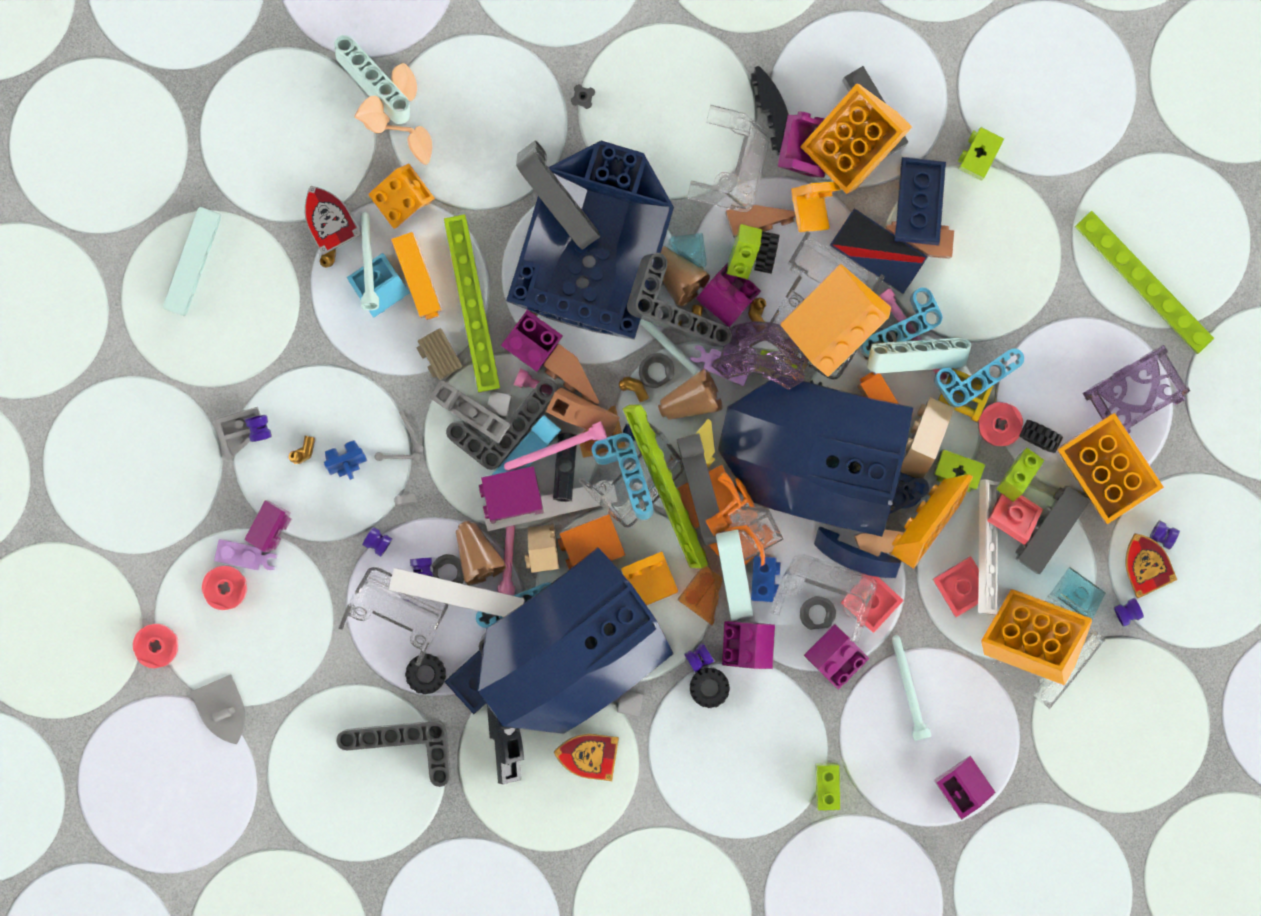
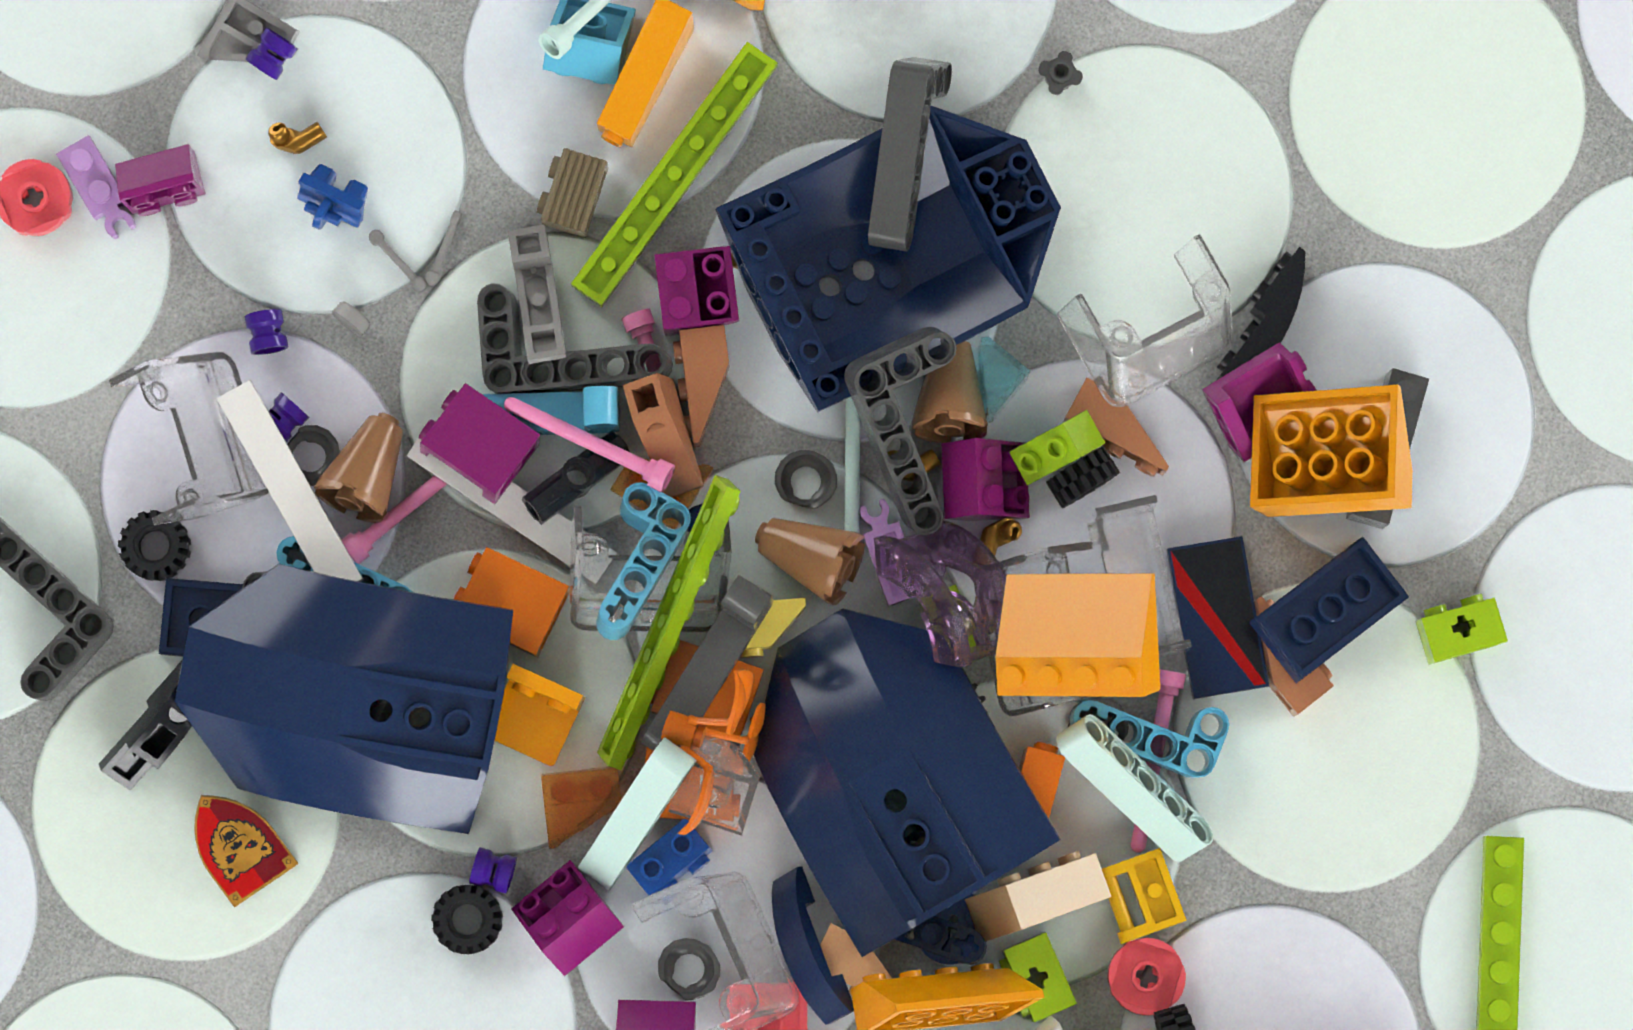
camera: 45 degrees right, 5 degrees down
(499, 403) = (581, 324): light grey slope -> none
(542, 549) = (445, 543): tan wedge -> none
(630, 703) = (354, 838): light grey slope -> none
(634, 385) = (762, 471): pearl gold arm -> none
(811, 206) = (1194, 478): light orange bracket -> none
(983, 375) = (1185, 891): medium azure beam -> none

